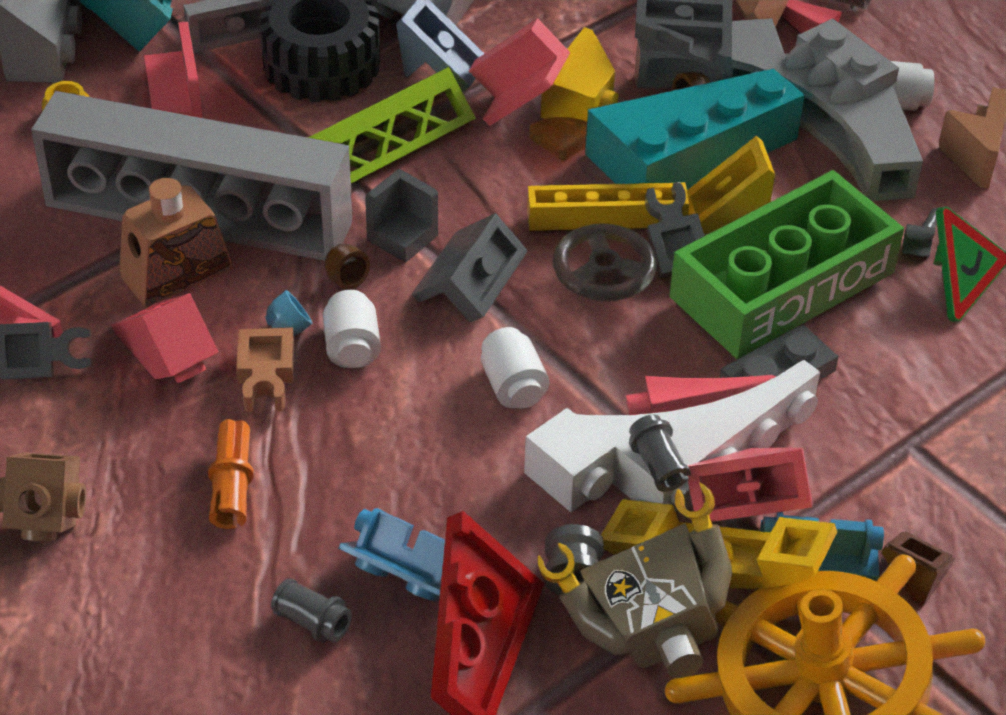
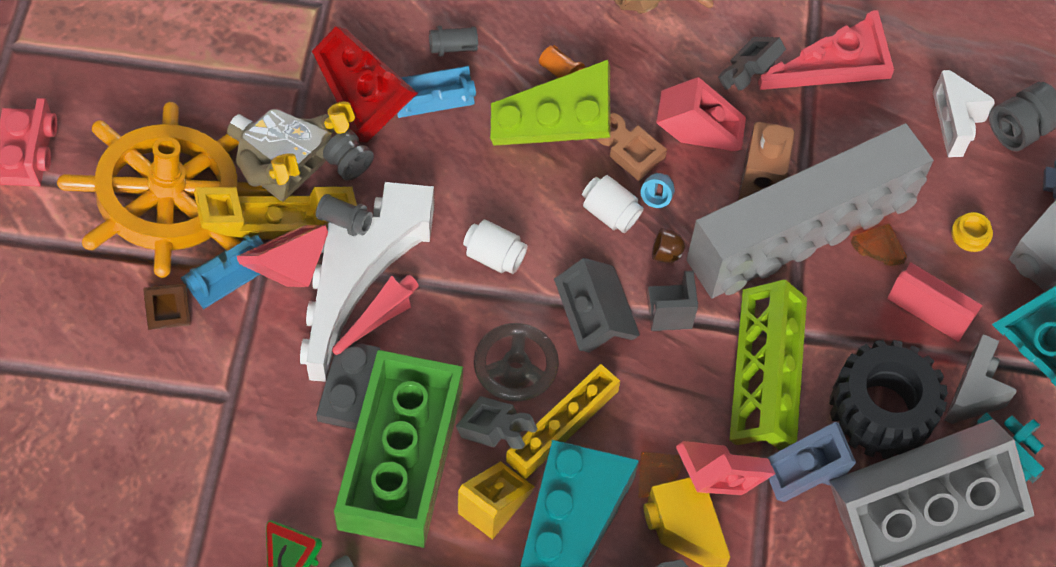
camera: 135 degrees right, 15 degrees up
(297, 430) = (557, 110): none -> lime wing

